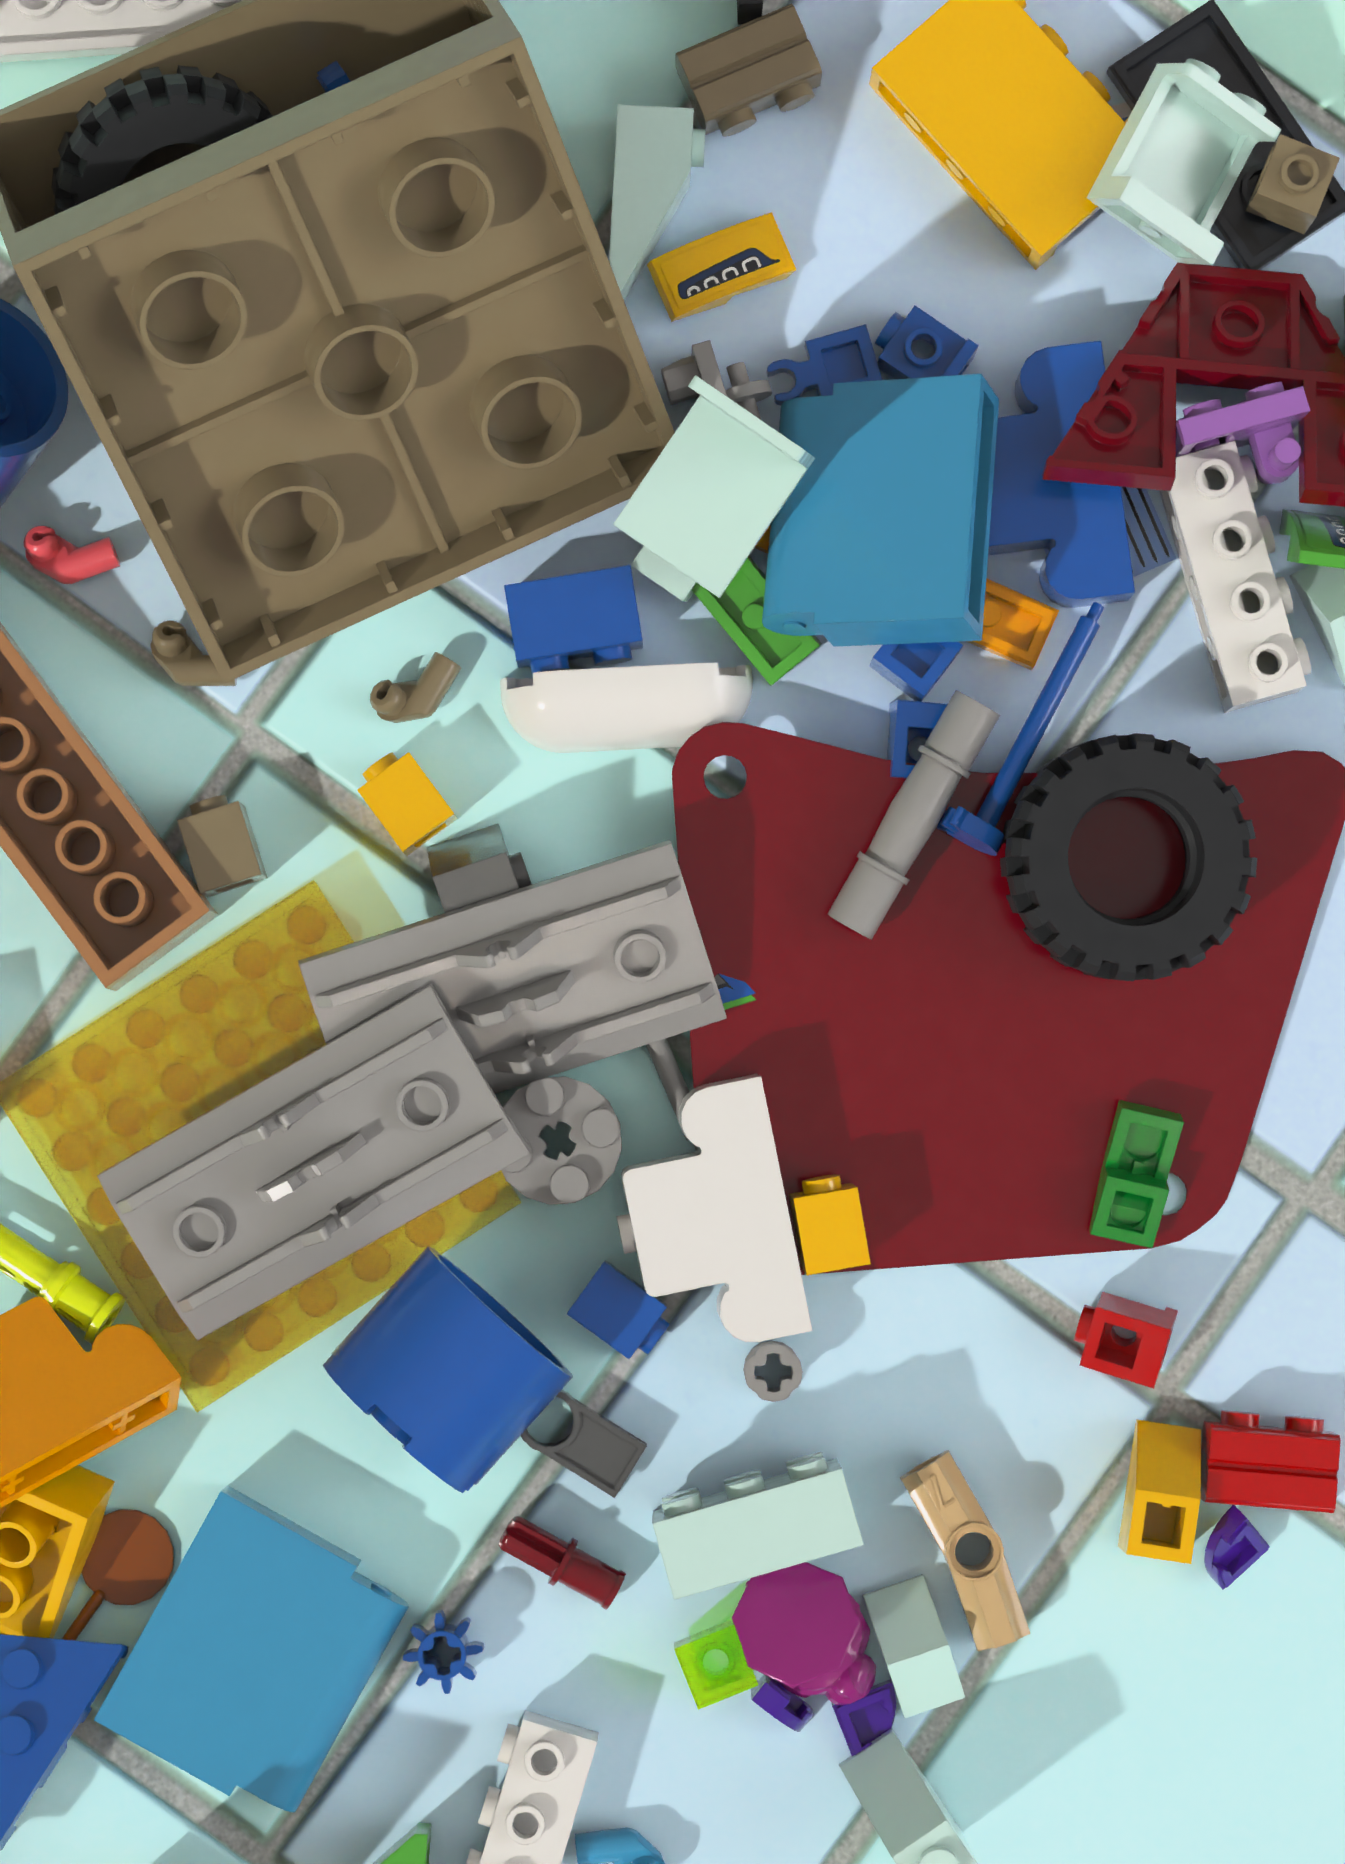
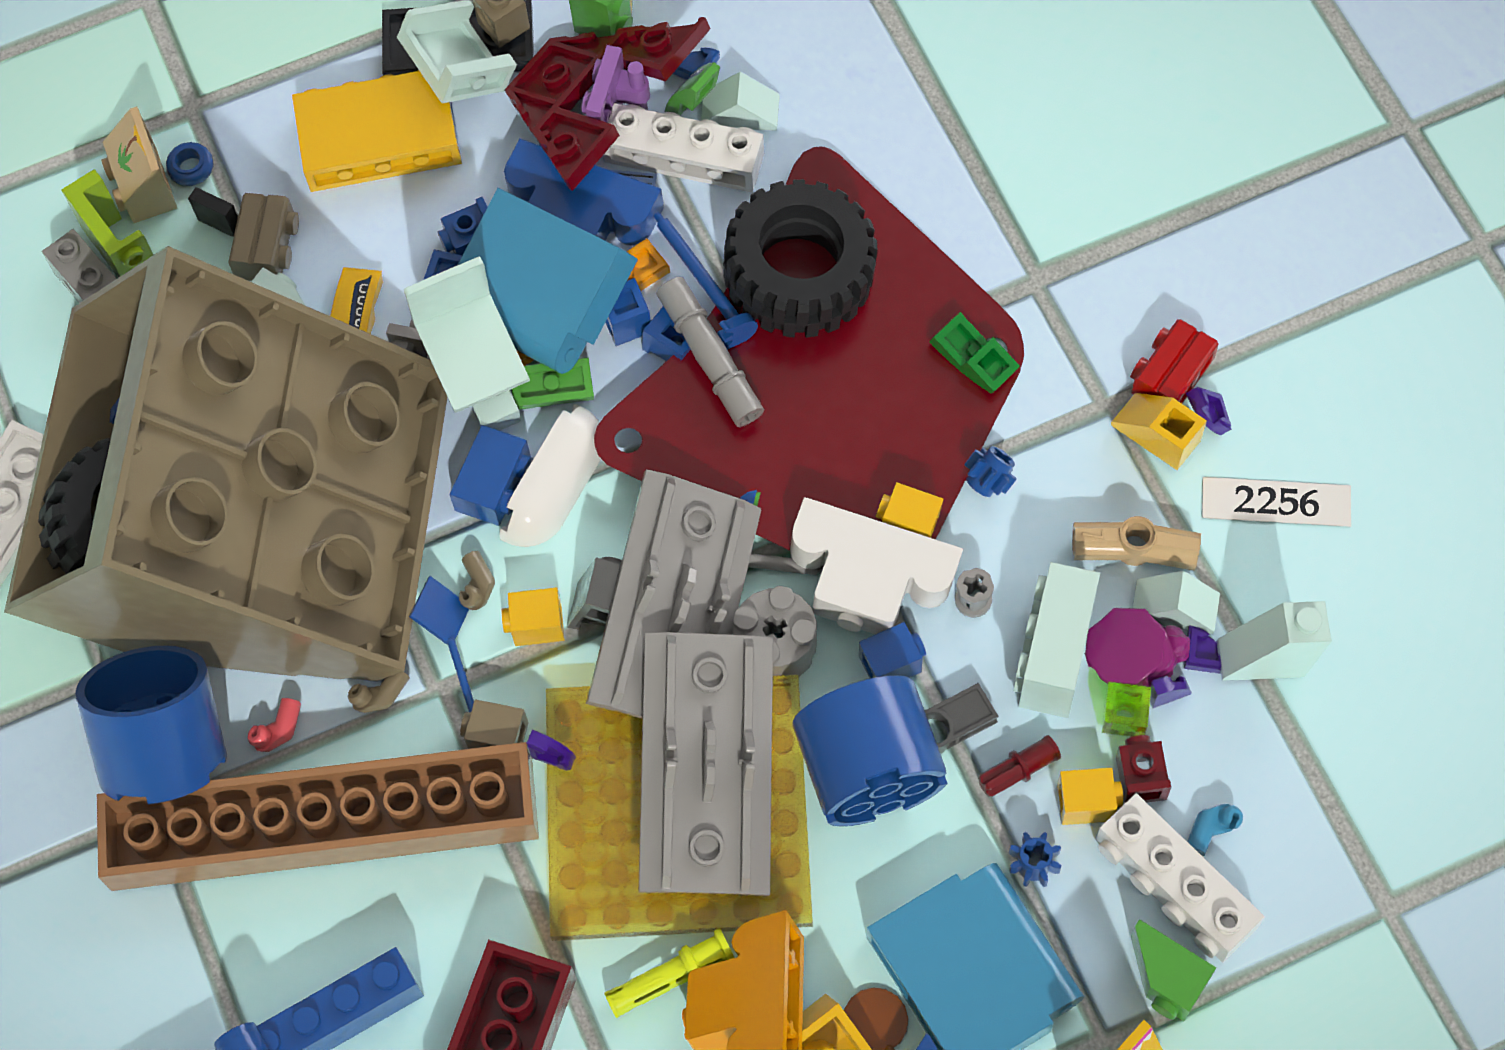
camera: 55 degrees left, 20 degrees down
(222, 937) = (549, 751): none -> dark purple tile
(335, 677) = (443, 615): none -> blue piece
(569, 1676) = (1088, 795): none -> yellow brick
(618, 1727) = (1149, 783): none -> dark red brick
(962, 1296) = (990, 471): none -> blue gear
(1133, 1358) = (1072, 392): red brick -> none
(1150, 1704) = (1276, 501): none -> white sticker

